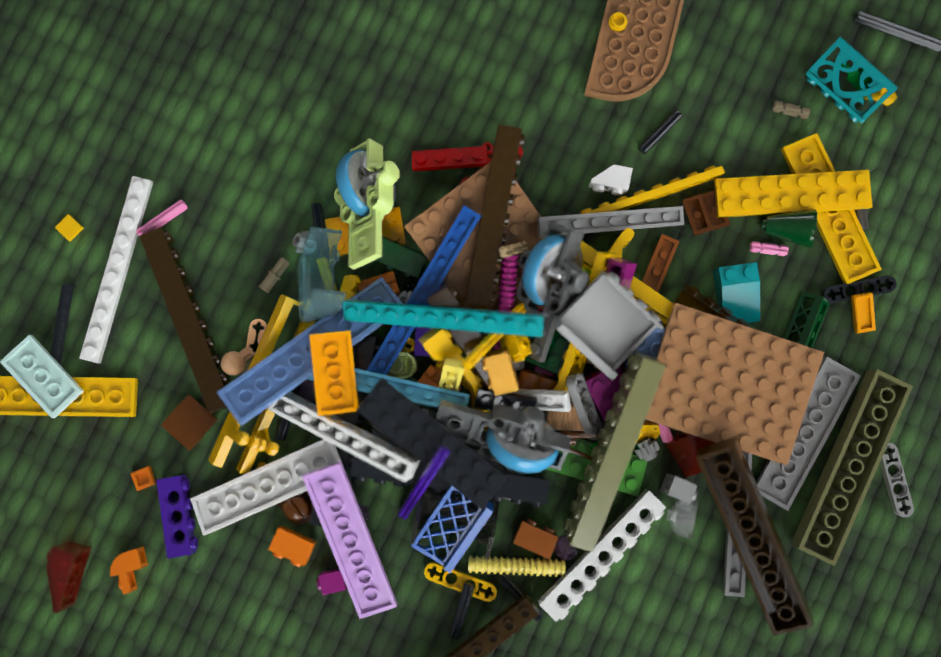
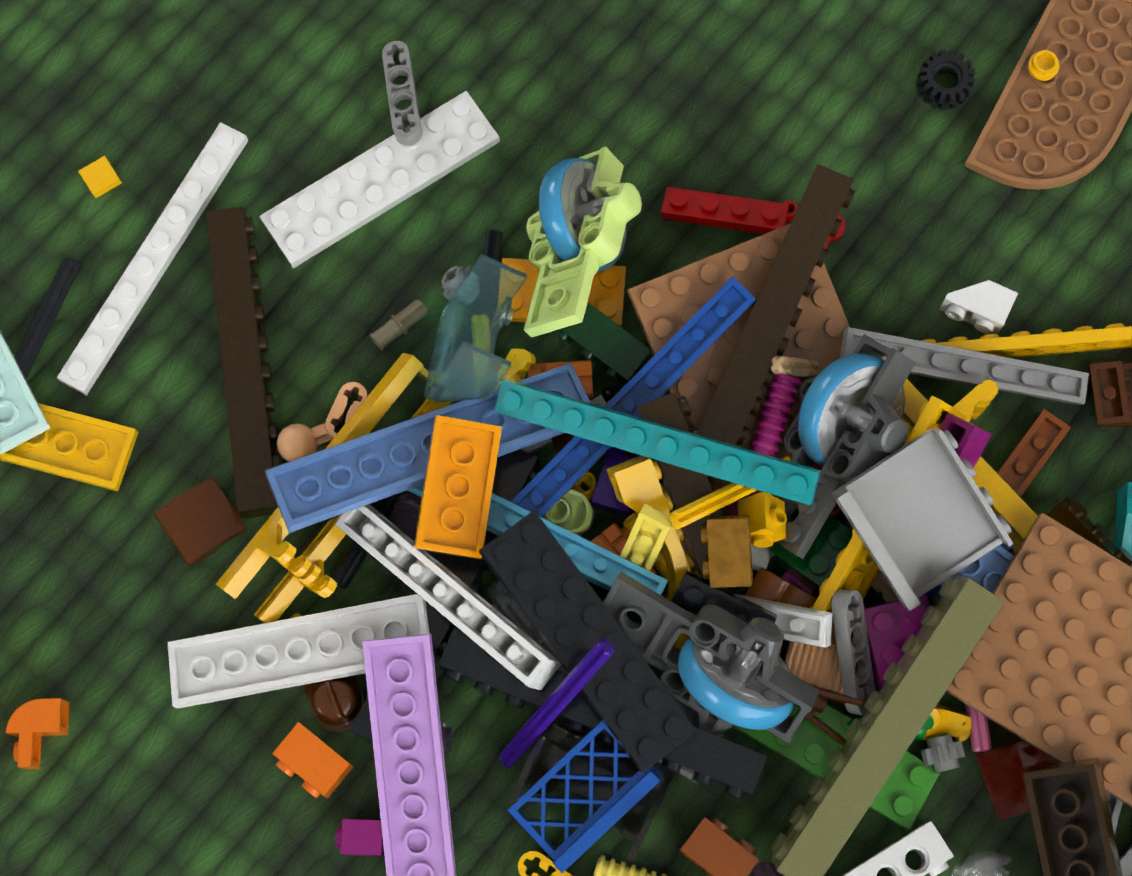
camera: 20 degrees right, 10 degrees down
(143, 478) = (101, 592): orange tile -> none
(163, 218) = (251, 195): bright pink axle -> none
(174, 545) = (135, 614): dark purple brick -> none
(239, 187) = (378, 180): none -> white plate
(240, 129) = (402, 92): none -> light grey beam
(565, 33) = (950, 64): none -> black tyre
(663, 128) = (1075, 250): black axle -> none
(679, 488) = (983, 829): light grey brick -> none

